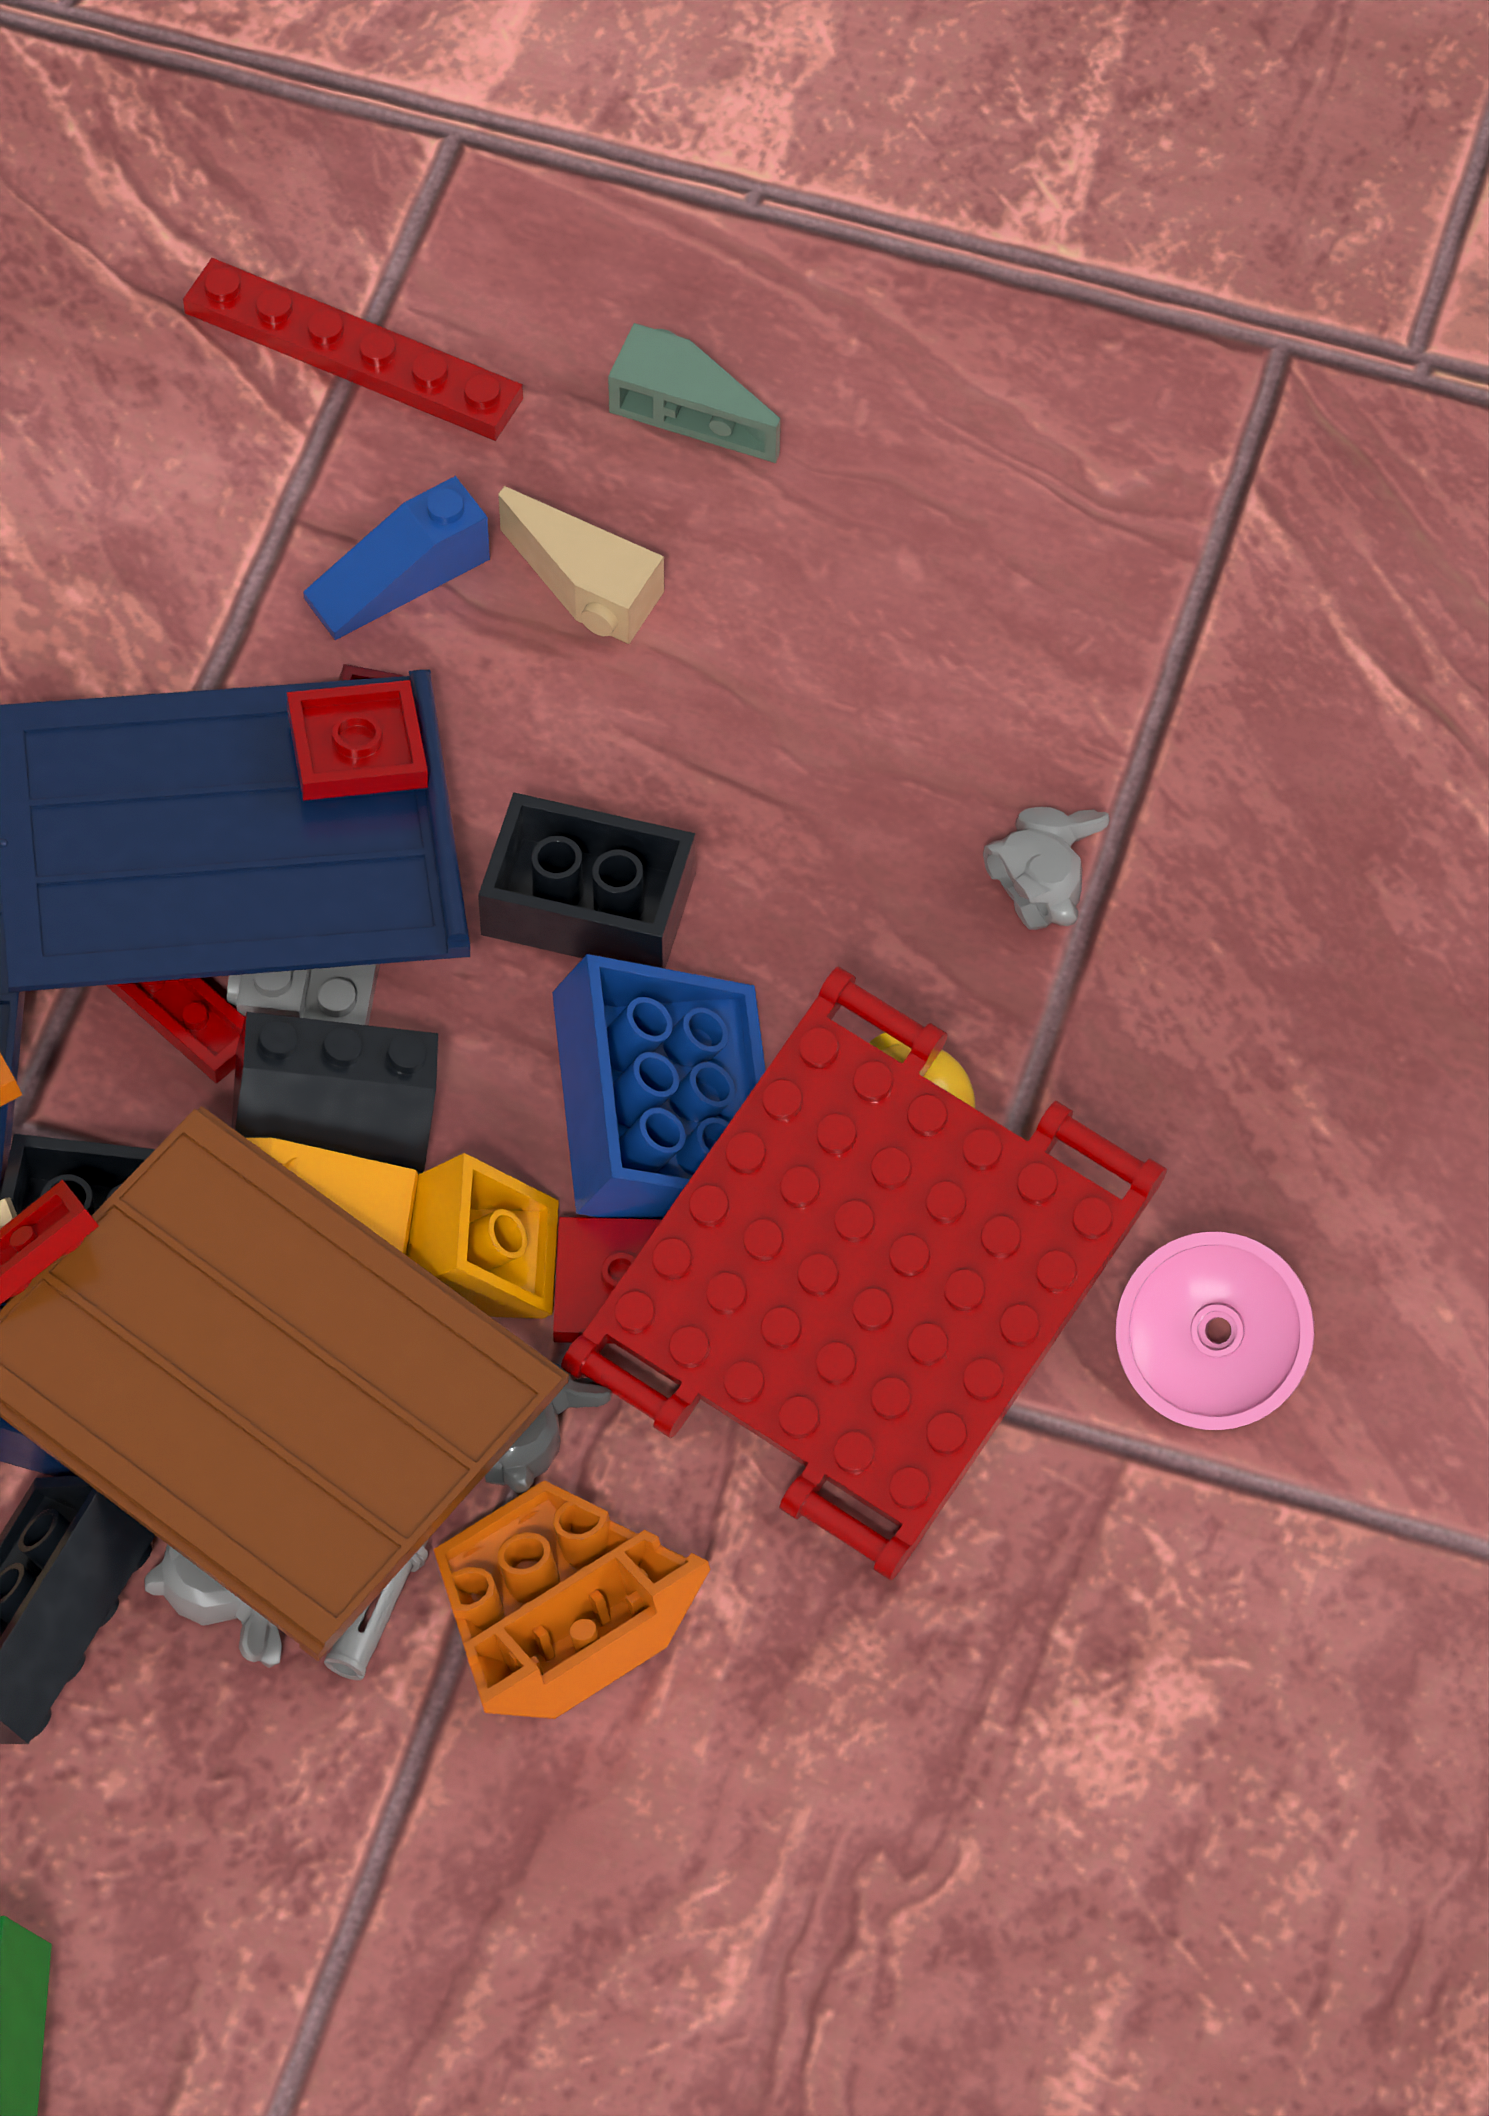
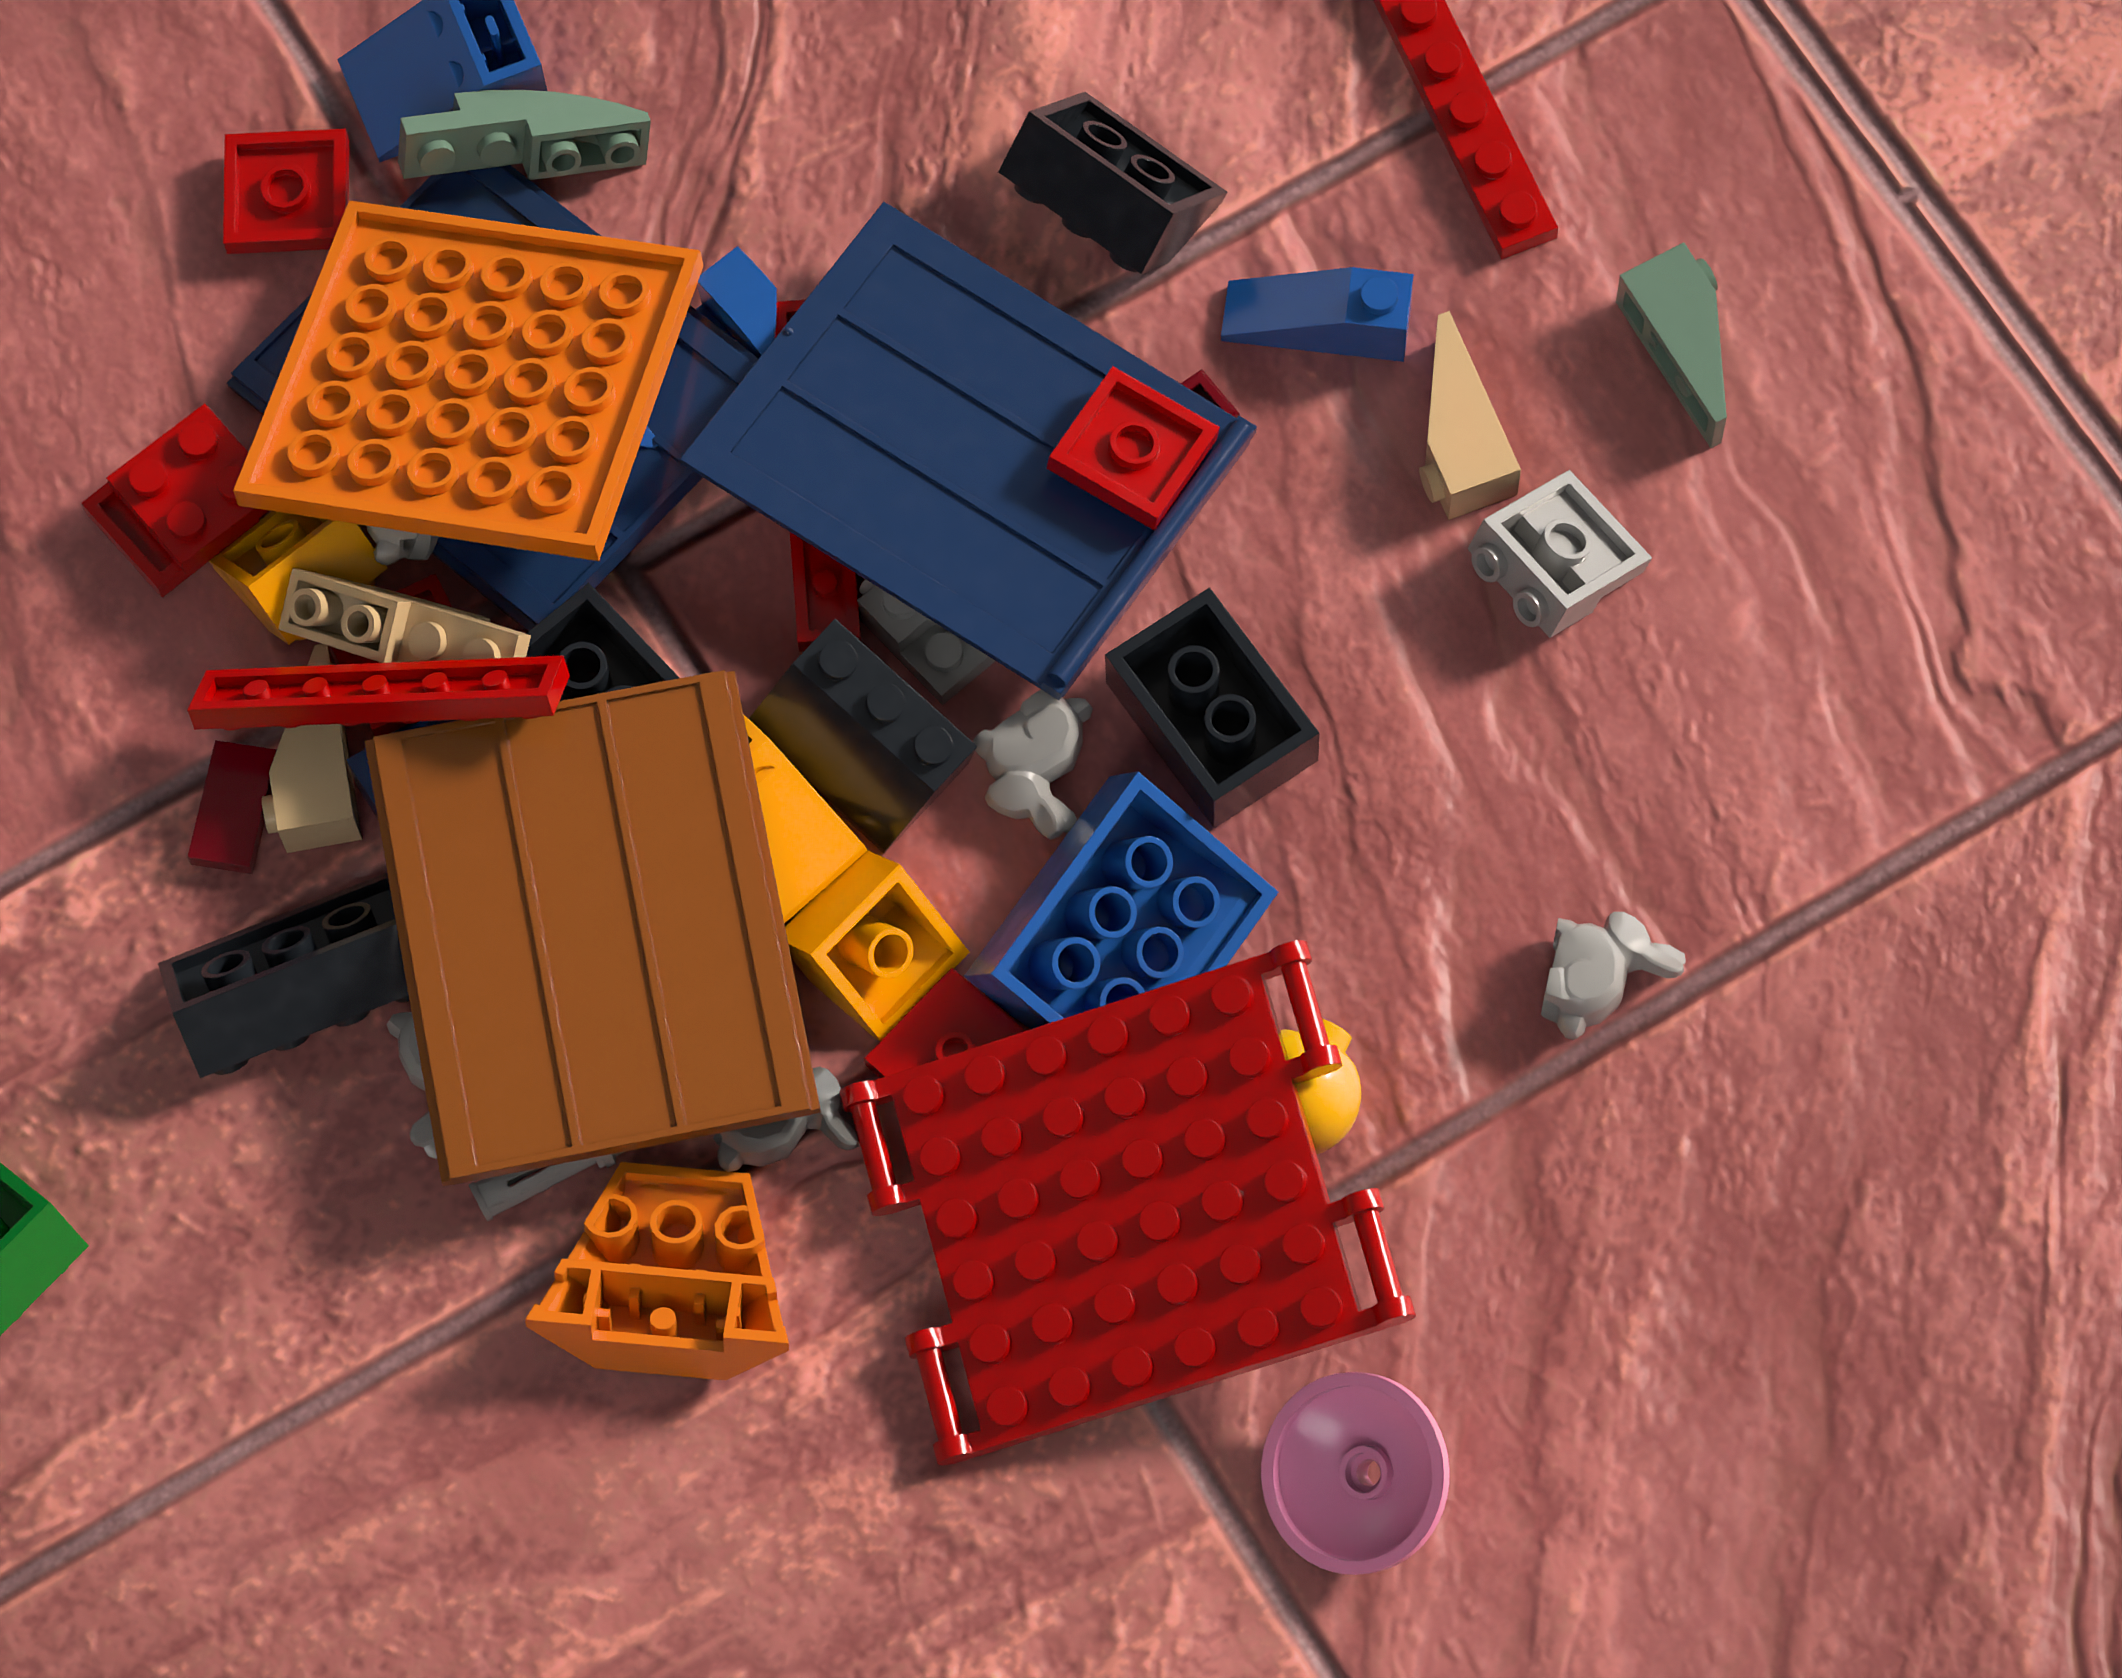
camera: 45 degrees right, 10 degrees up
(147, 583) = (1109, 181): none -> black slope
(475, 1022) = (1029, 754): none -> light grey animal
(739, 603) = (1556, 553): none -> light grey plate

